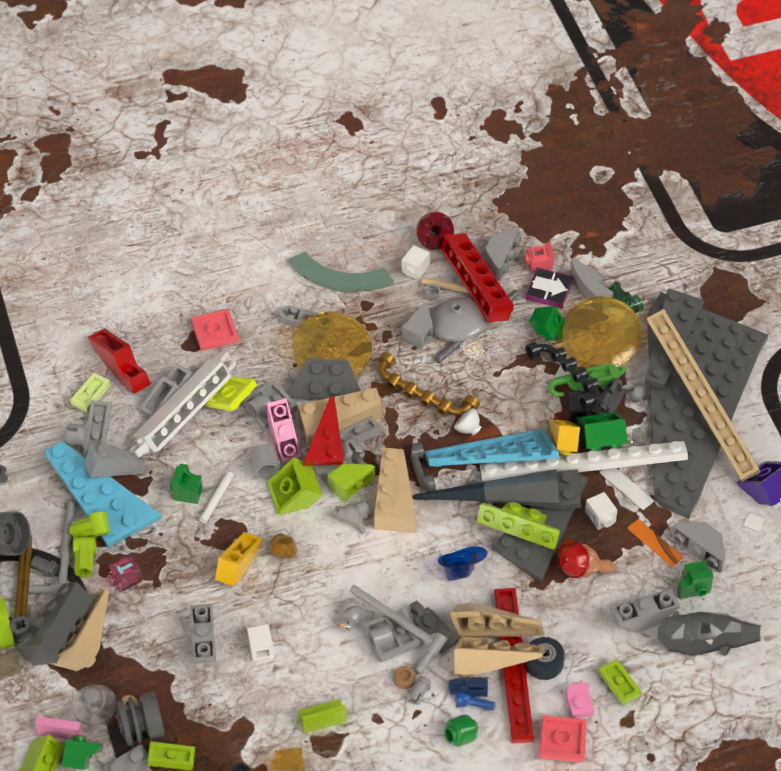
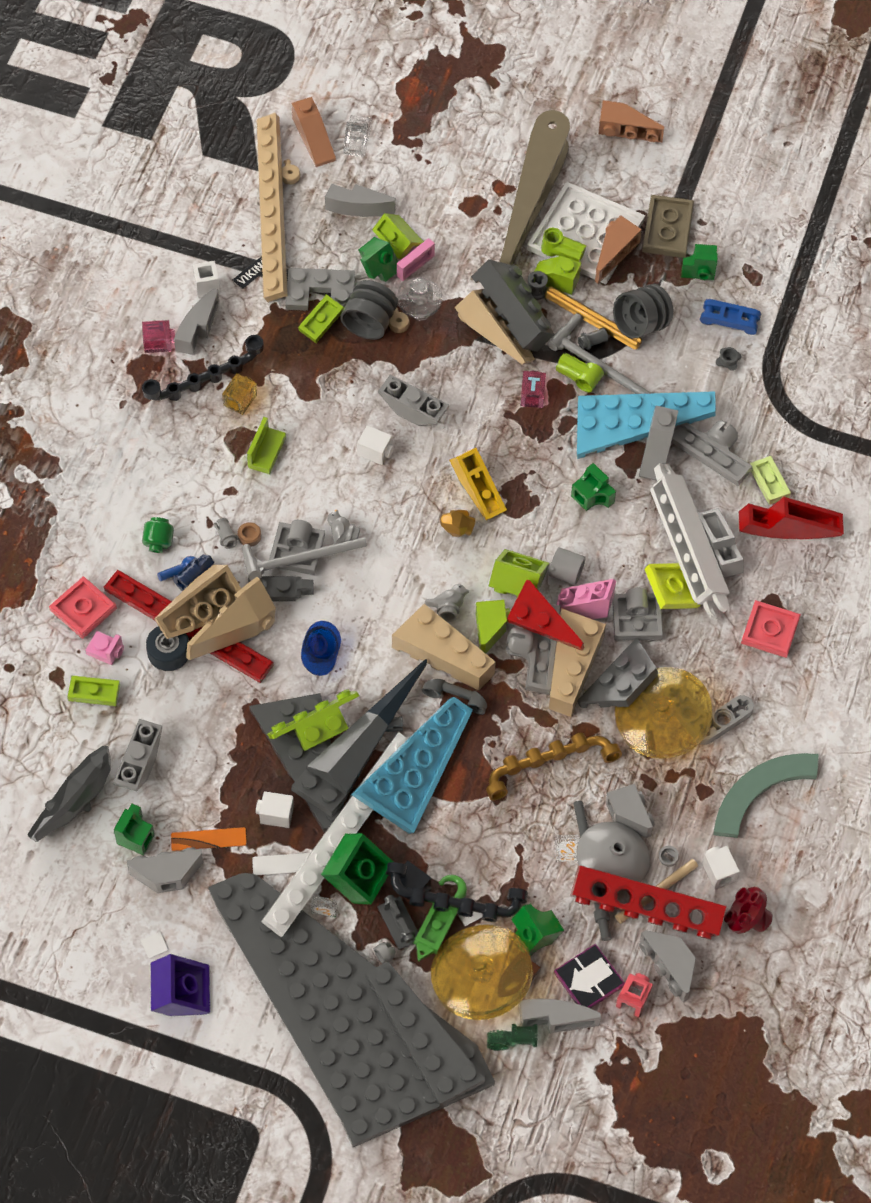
camera: 125 degrees right, 10 degrees up
(94, 525) = (601, 385): lime piece -> none
(216, 497) = (563, 511): white bar -> none
(468, 422) = (473, 768): white brick -> none
(564, 436) = (383, 832): yellow slope -> none
(582, 561) = (234, 742): red piece -> none
(703, 395) = (321, 992): tan plate -> none

